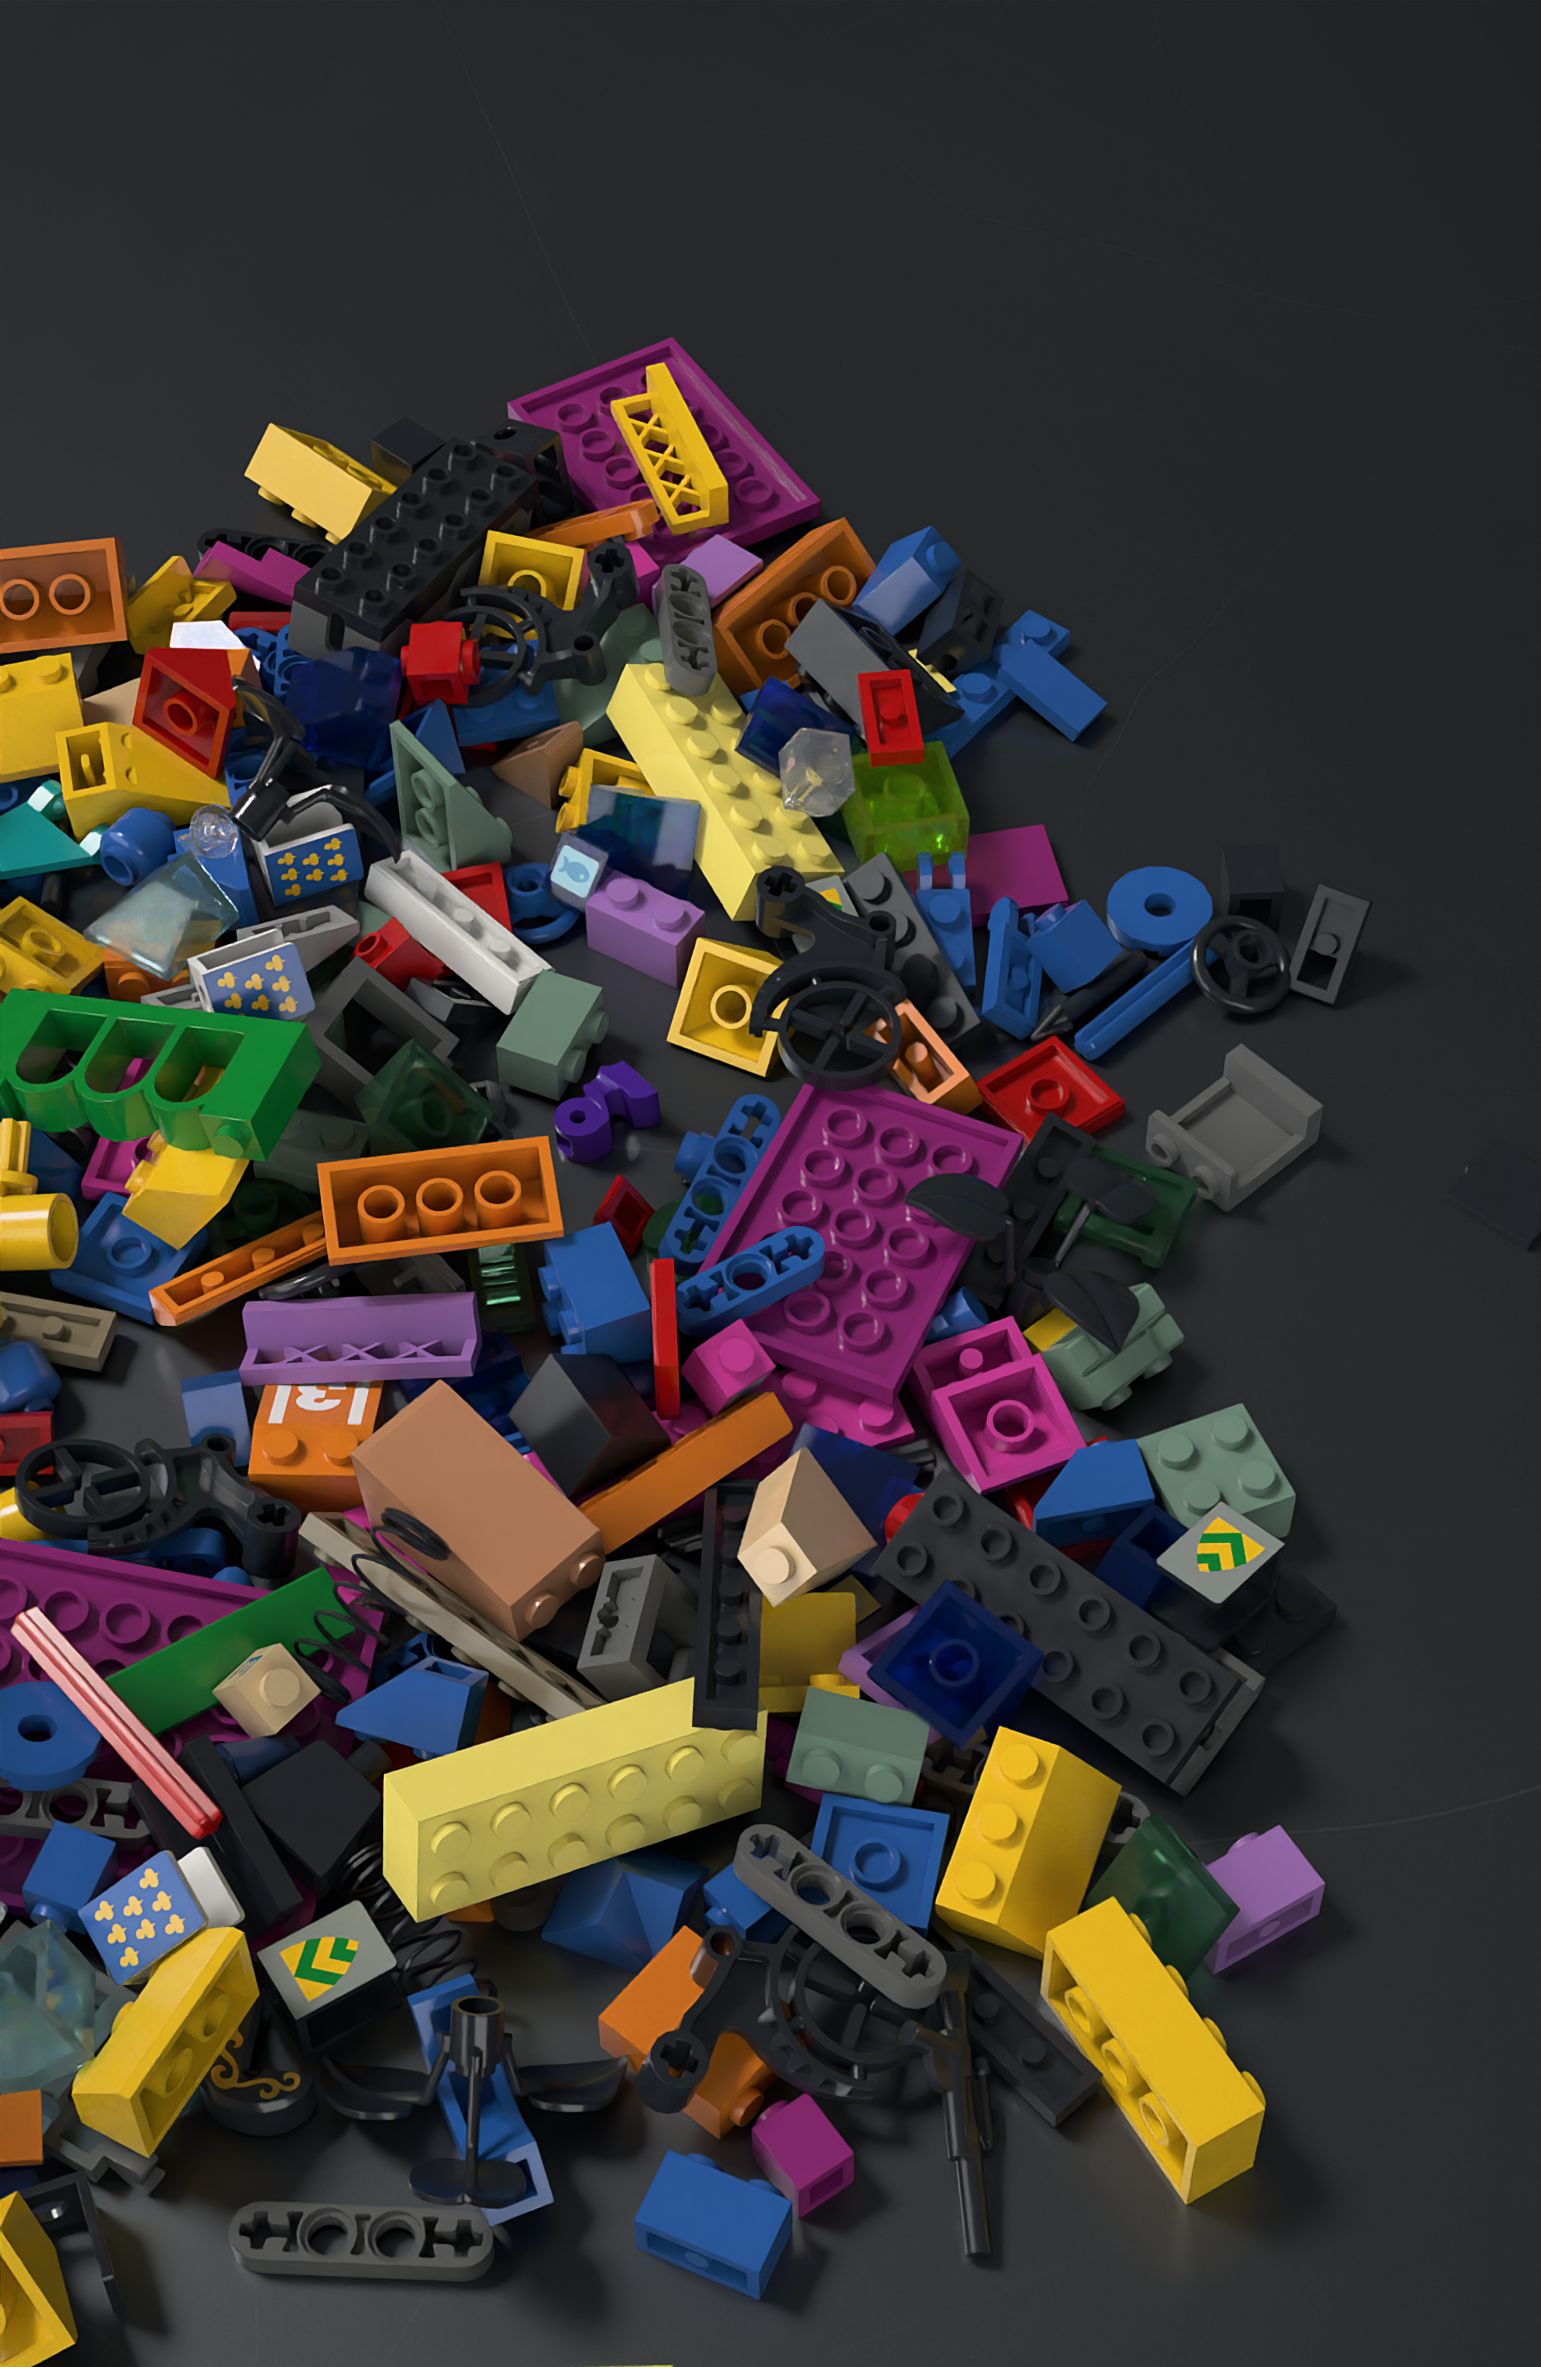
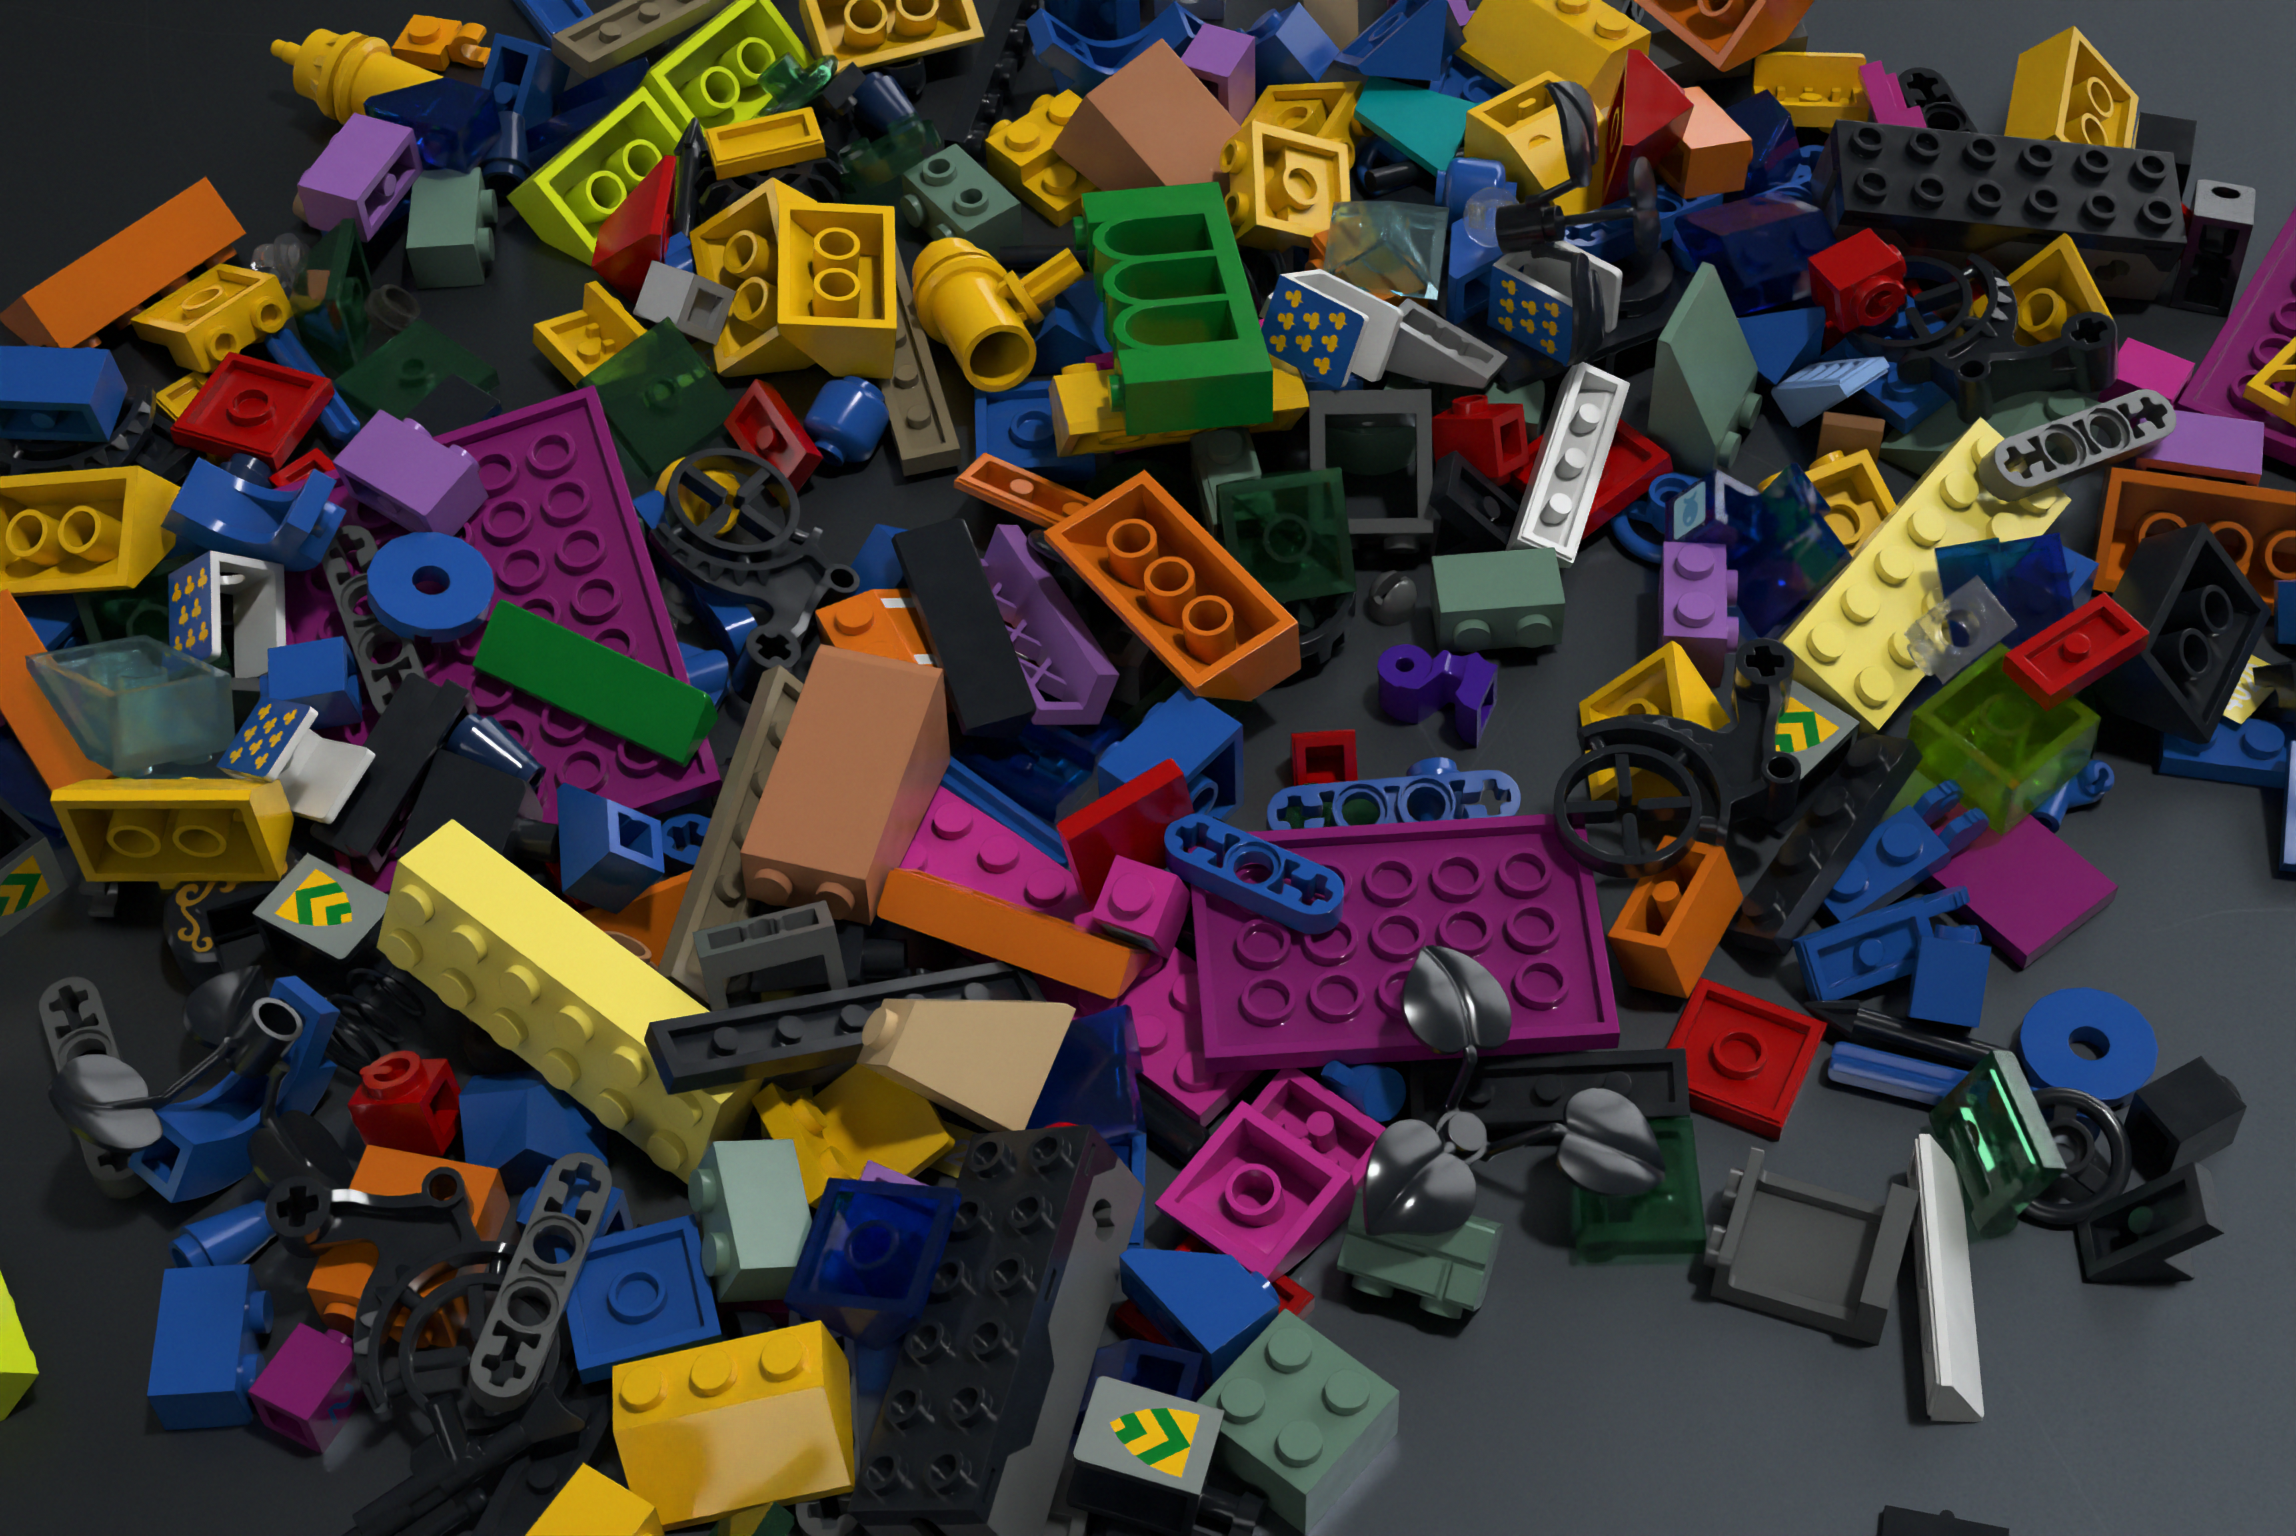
camera: 65 degrees right, 0 degrees up
(117, 1723) = (460, 629): axle -> none
(266, 1691) = (558, 720): tan brick -> none
(333, 1370) = (965, 629): none -> black slope
(395, 1523) = (611, 745): black piece -> none
(497, 742) = (1824, 386): none -> light blue slope
(566, 1980) = (407, 1104): none -> red brick
(585, 1422) = (1014, 835): black slope -> none
(593, 529) = (2180, 327): orange plate -> none
(607, 2183) = (222, 1238): none -> blue cone
(1228, 972) = (1997, 1142): none -> clear green plate
(1339, 1095) = (1944, 1286): none -> white slope

